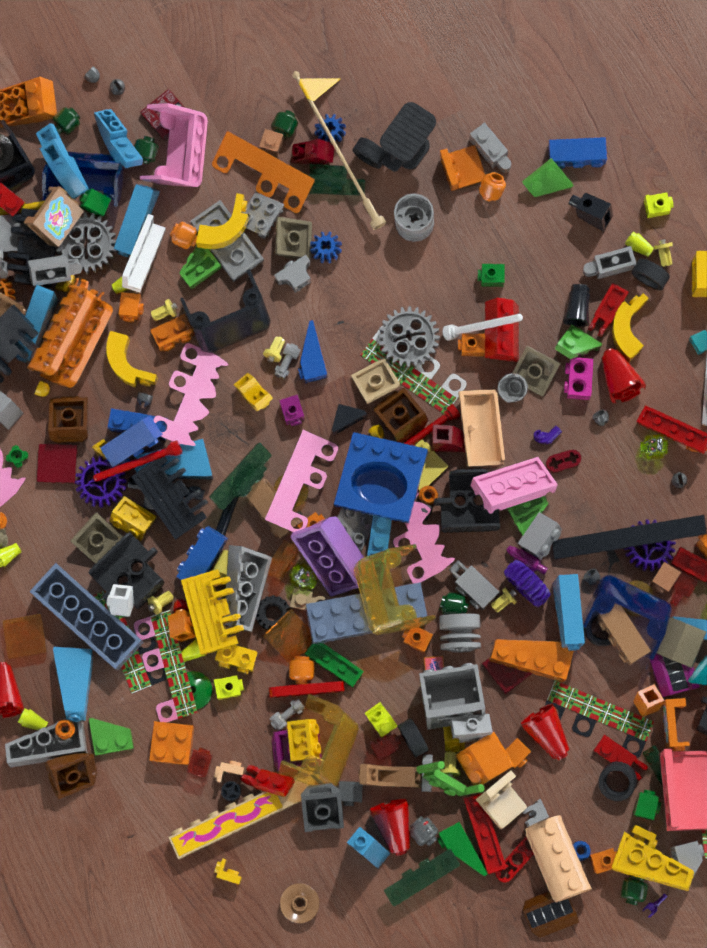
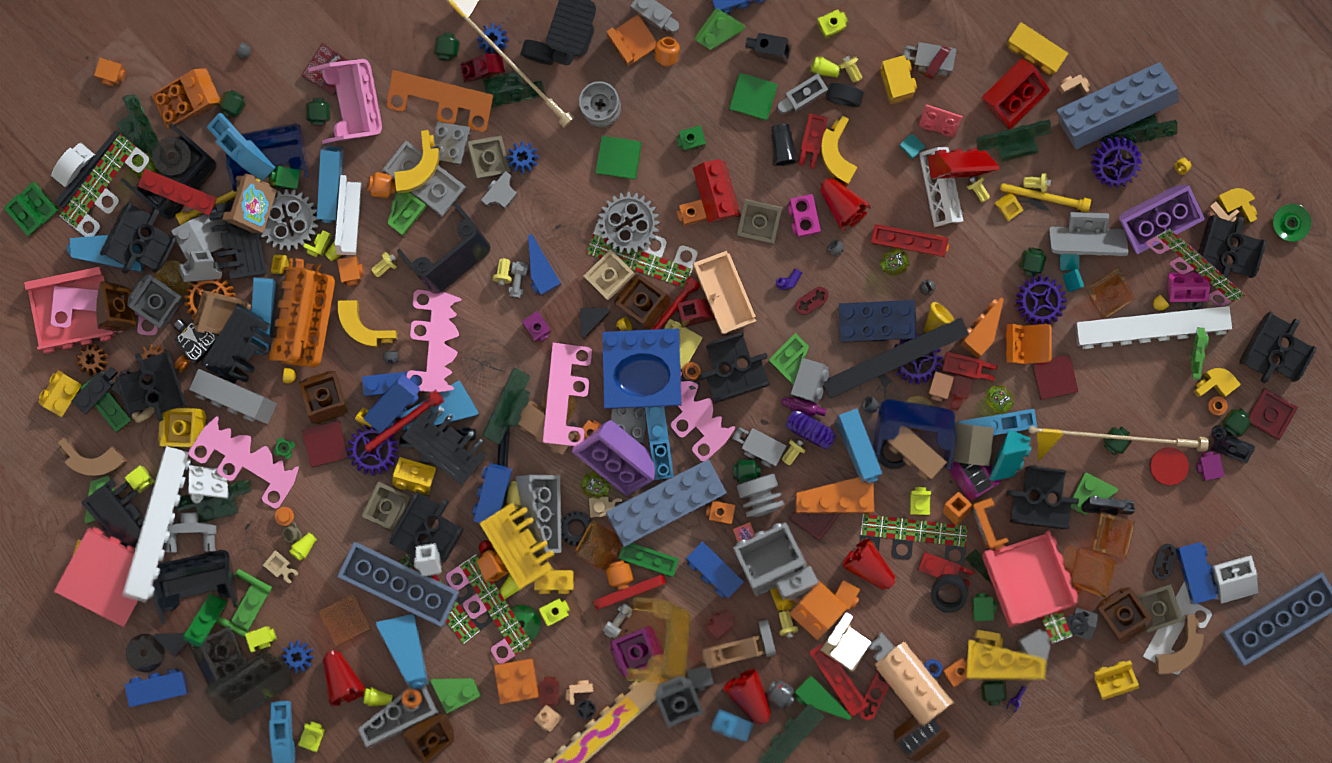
camera: 20 degrees left, 5 degrees up
(53, 270) = (264, 257): light grey brick -> none
(111, 274) = (321, 241): none -> neon yellow bracket
(113, 88) = (268, 58): dark grey hinge -> none
(116, 140) = (286, 109): dark azure slope -> none
(156, 604) = (461, 553): light yellow piece -> none
(172, 333) = (398, 284): orange bracket -> none
(191, 788) = (548, 718): none -> light nougat bracket
(253, 392) = (494, 320): yellow brick -> none
(268, 781) = (619, 690): red hinge -> none
(271, 142) = (439, 69): nougat brick -> none
(282, 560) = (570, 474): clear orange bracket -> none
(303, 739) = (641, 641): yellow bracket -> none
(379, 594) = (673, 482): clear yellow windscreen -> none
(380, 719) = (708, 600): neon yellow brick -> none
(394, 692) = (714, 570): none -> blue brick
(413, 737) = (744, 609): black tyre -> none
(417, 273) = (618, 157): none -> green slope
(448, 784) = (793, 644): bright green plate -> none
(451, 331) = (669, 205): white piece -> none
(512, 388) = (742, 244): light grey hair -> none
(514, 485) = (771, 339): bright pink gear -> none
(562, 252) = (753, 96): none -> green slope
(576, 343) = (792, 182): bright green wing -> none
(614, 684) = (920, 501): none -> neon yellow bracket
(621, 497) = (877, 321): none -> dark blue plate
(680, 509) = (937, 317): none -> yellow hat

